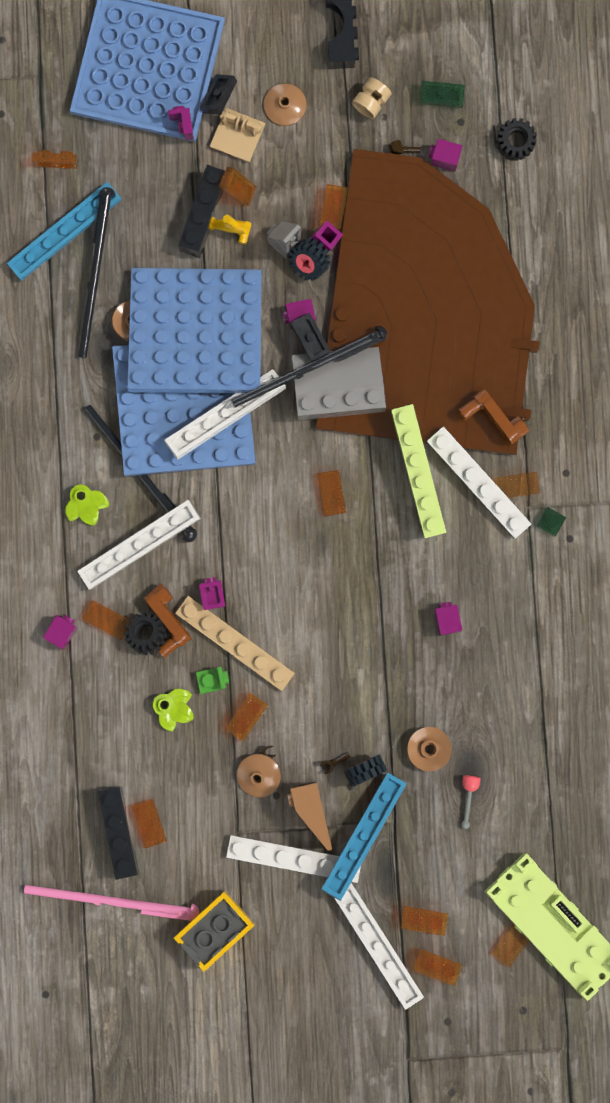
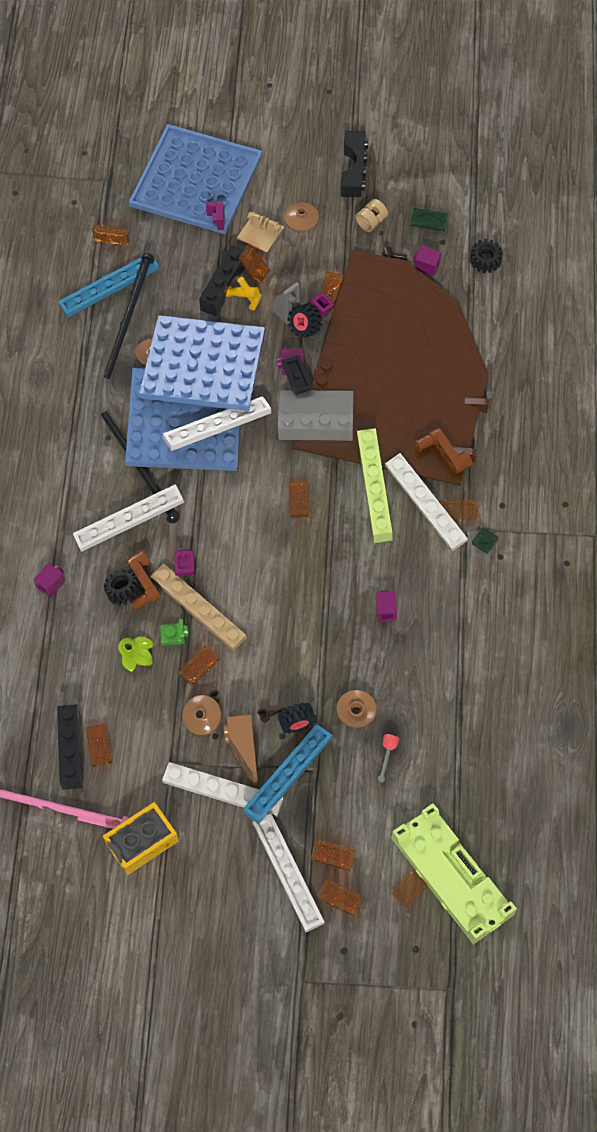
camera: 10 degrees right, 20 degrees down
(87, 507) = (89, 487): lime plate -> none
(106, 619) = (89, 576): clear orange tile -> none
(218, 94) = (248, 201): black plate -> none
(342, 353) = (355, 381): black bar -> none

